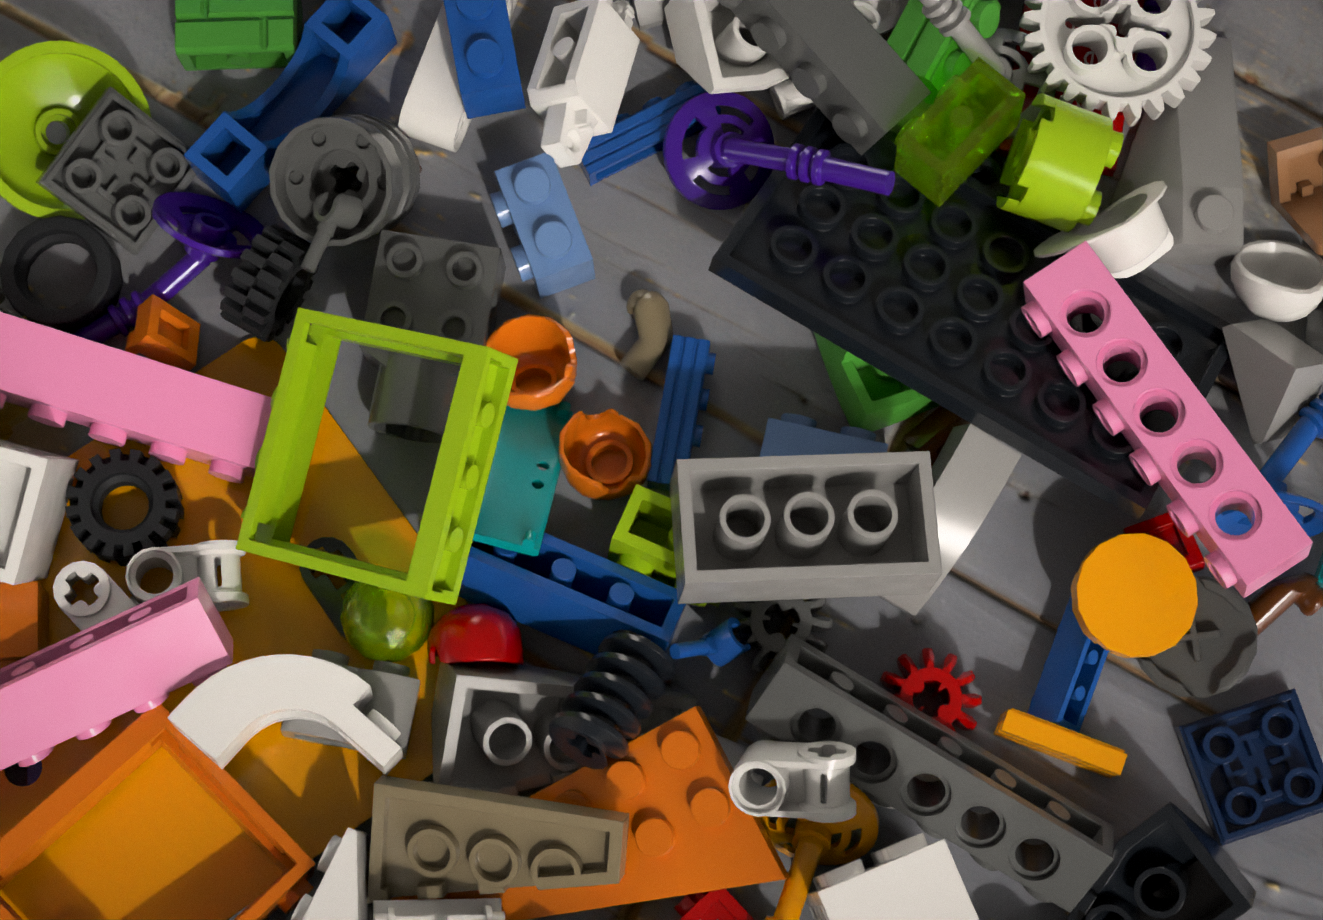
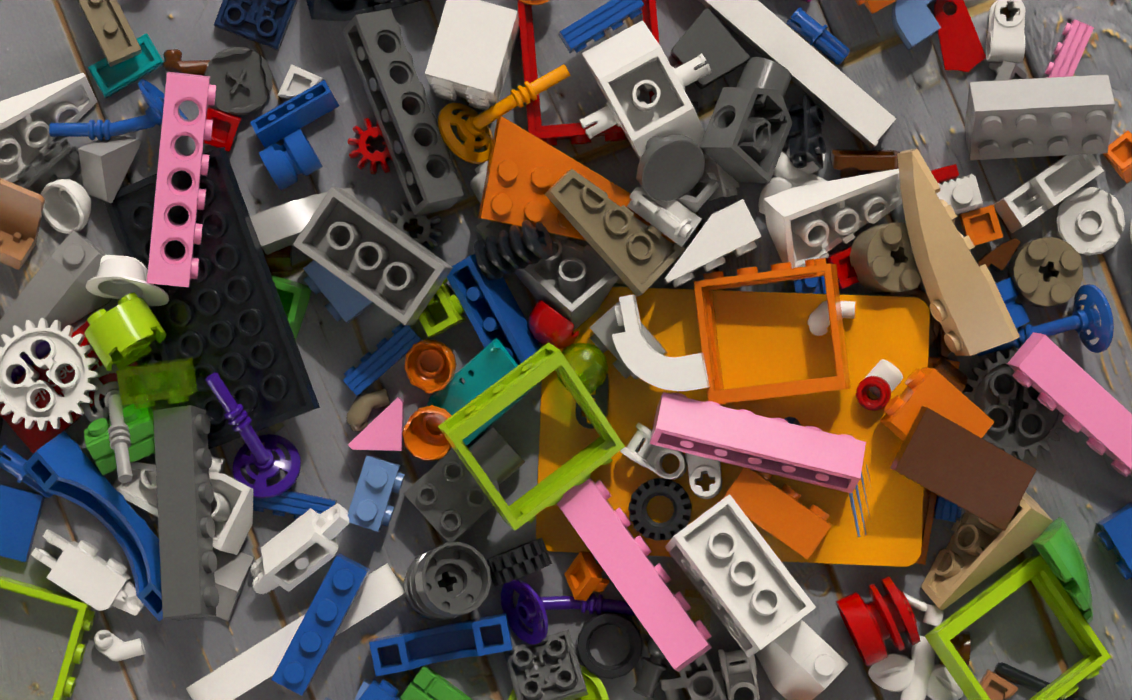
camera: 145 degrees left, 10 degrees up
(331, 211) = (465, 565): dark grey hand -> none
(597, 316) = (384, 431): none -> bright pink slope
(716, 644) = (449, 239): blue hand -> none
(808, 776) = (461, 150): white piece -> none
(1030, 583) = (290, 159): none -> blue wheel
(1060, 743) = (334, 82): light orange tile -> none
(1111, 703) = (297, 81): none -> white tile
(1134, 595) = (251, 117): light orange tile -> none

